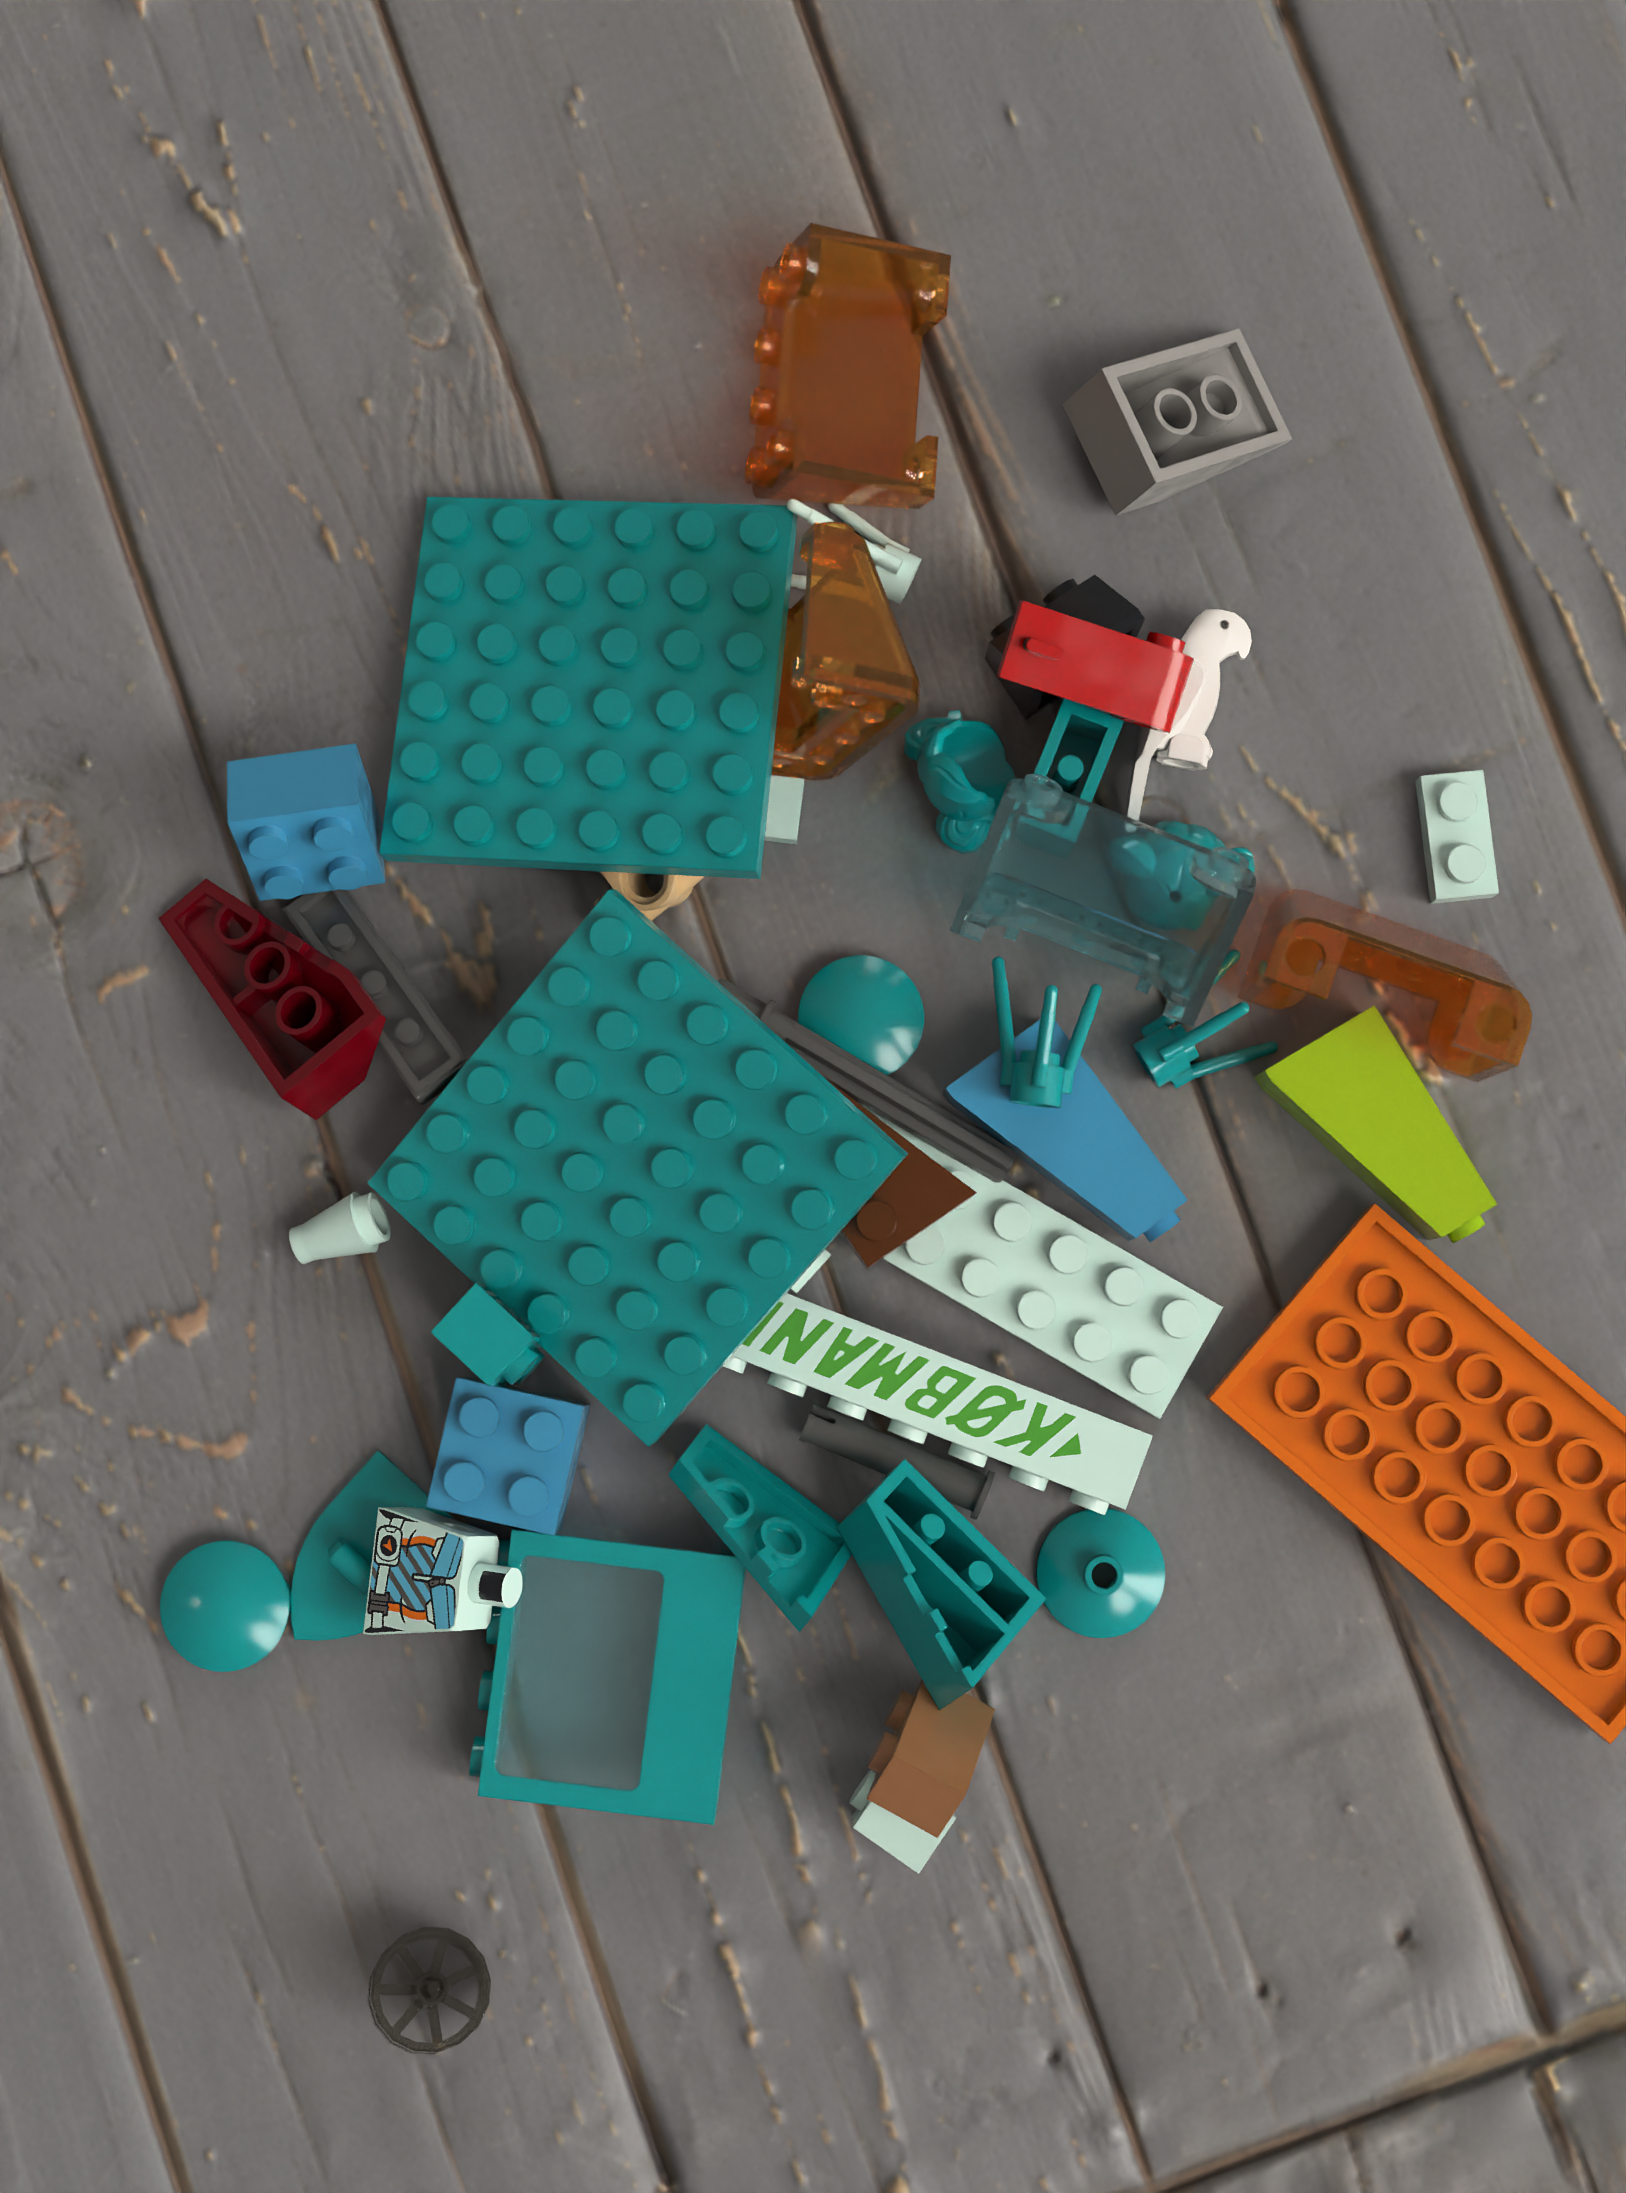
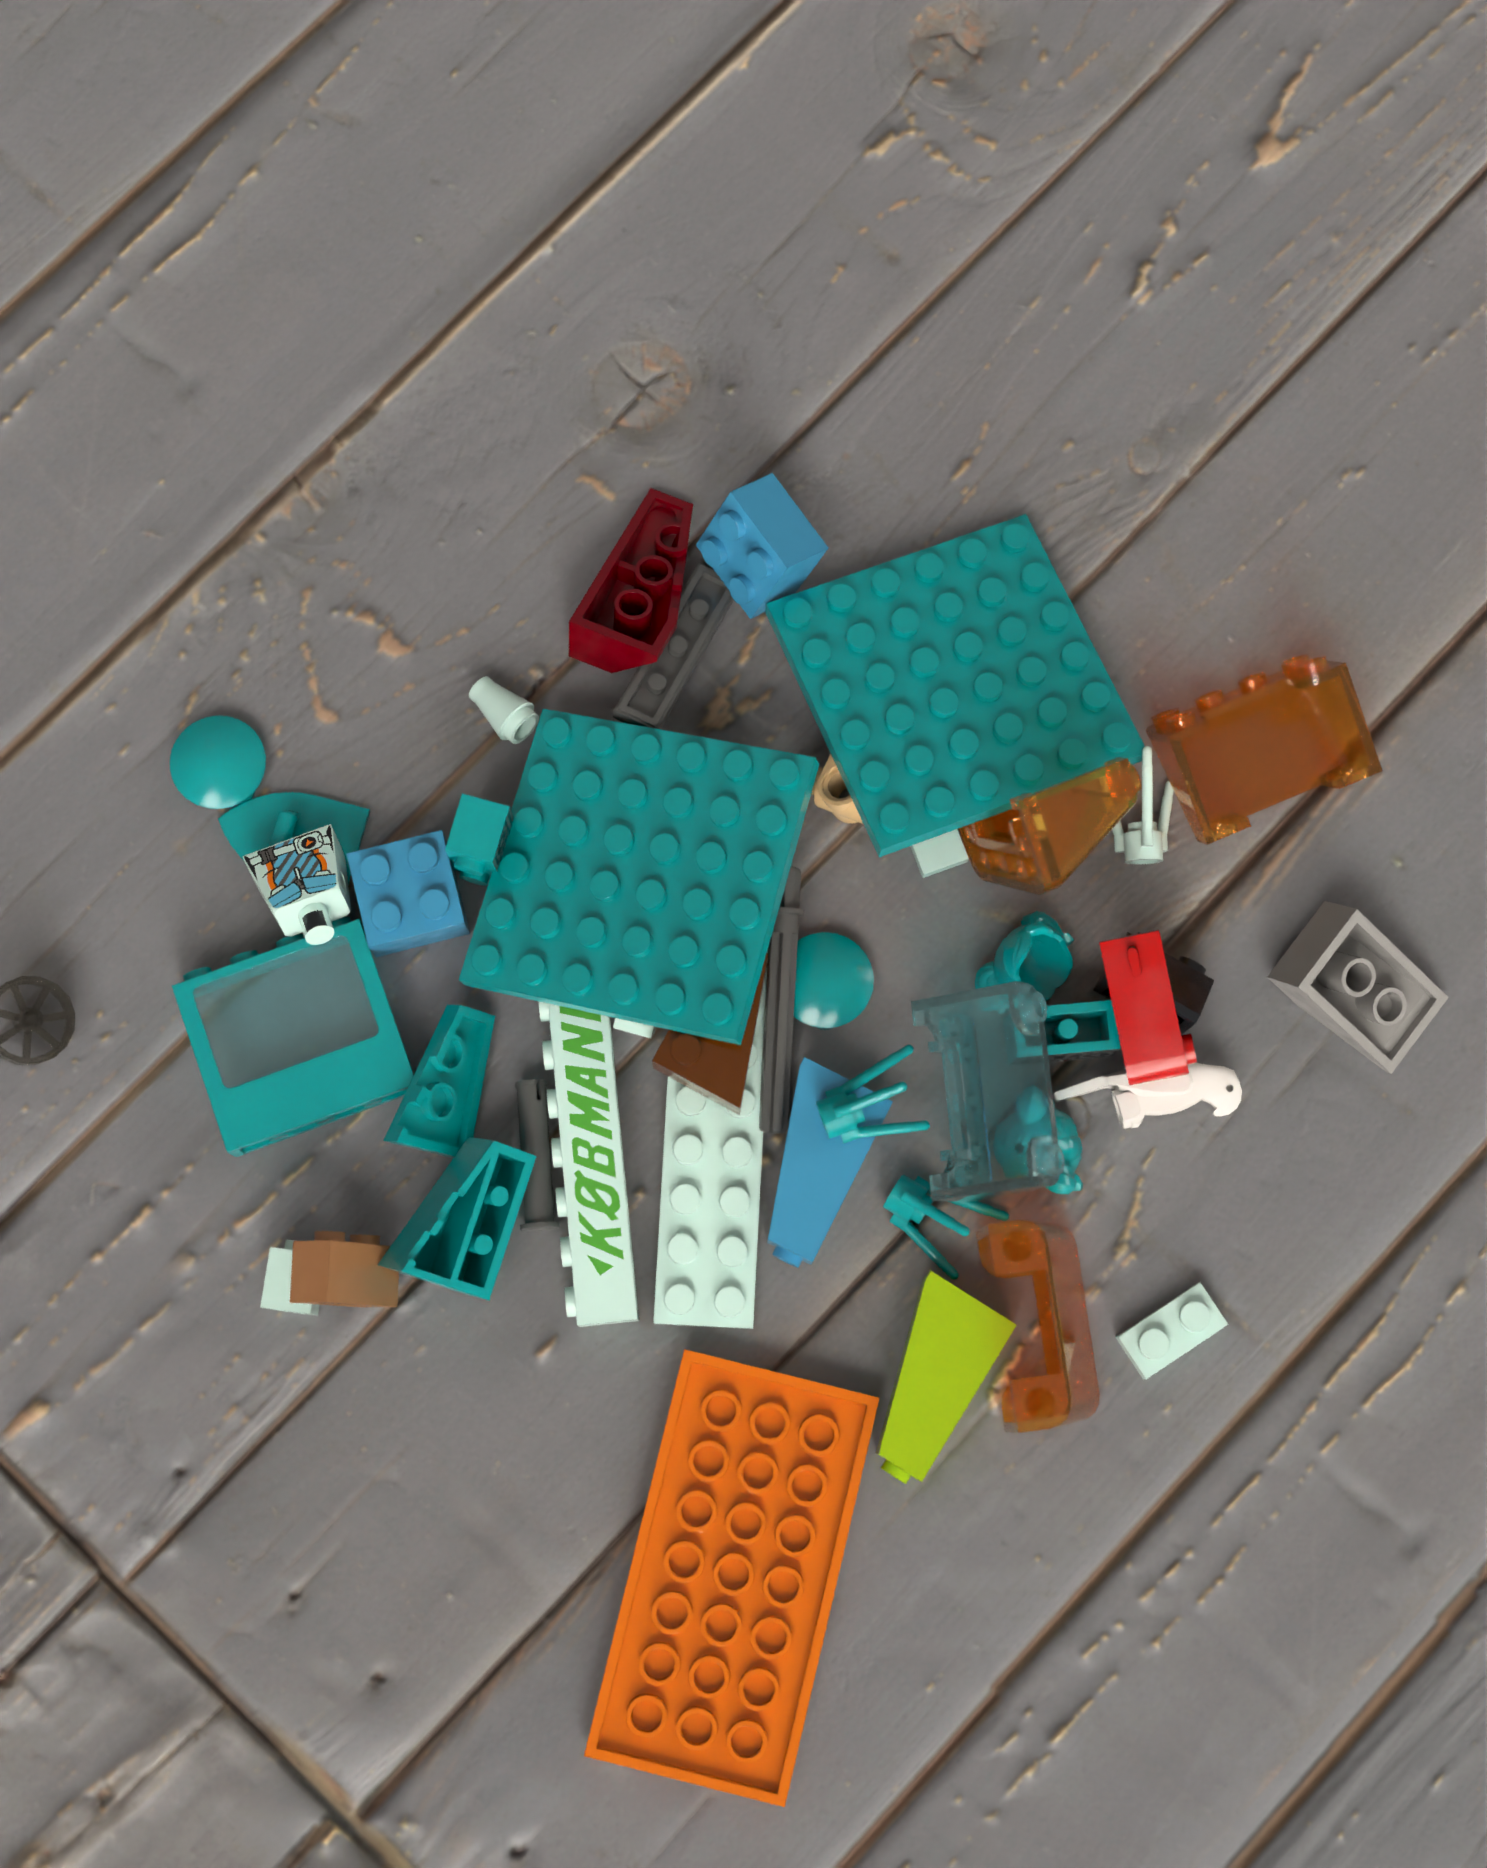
camera: 60 degrees right, 5 degrees down
(1067, 1566) = (553, 1344): teal dish -> none

